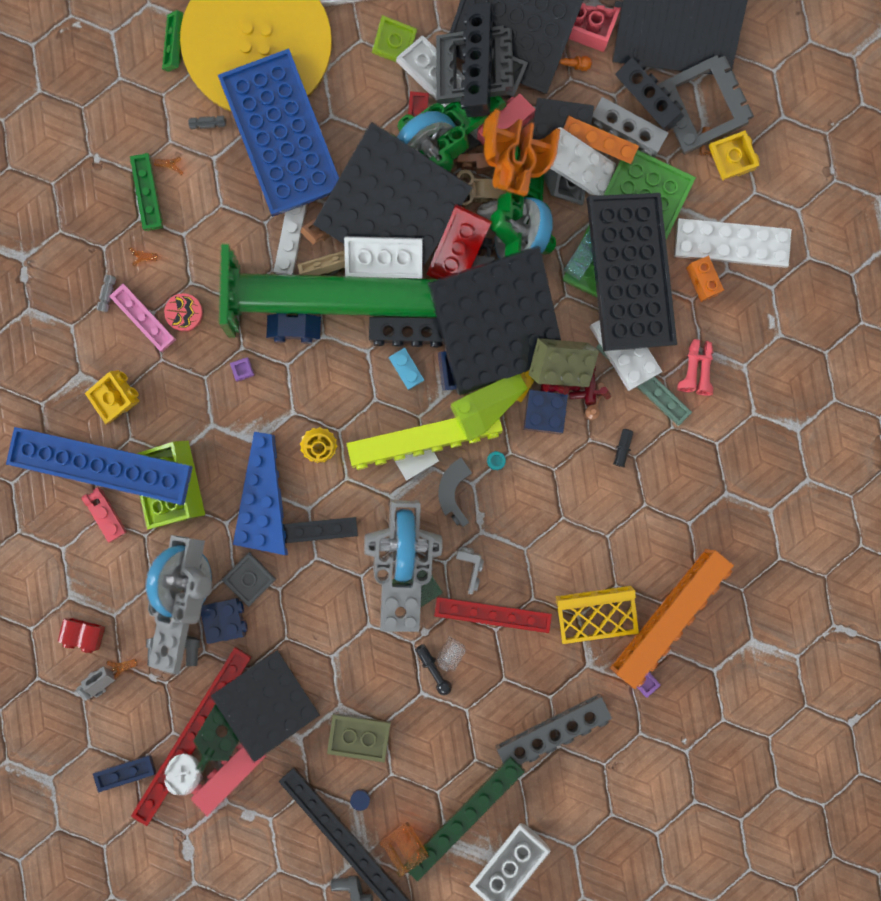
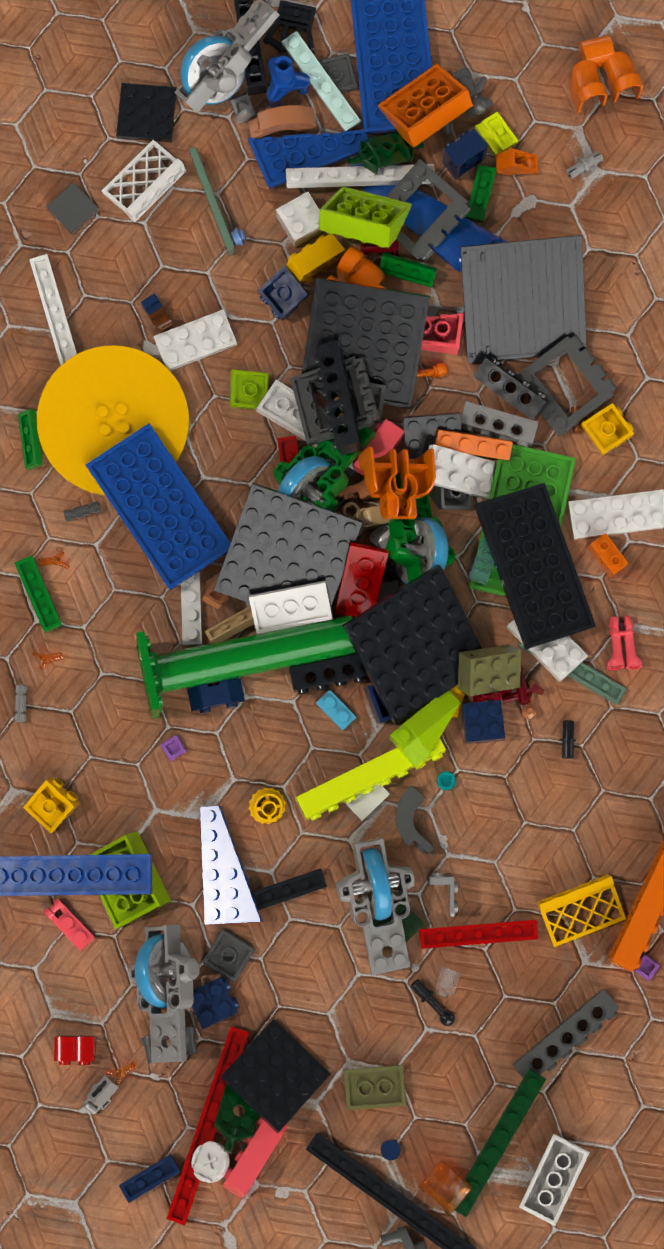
camera: 15 degrees left, 5 degrees down
(142, 318) = (63, 719): bright pink plate -> none
(183, 312) = (102, 704): tile -> none

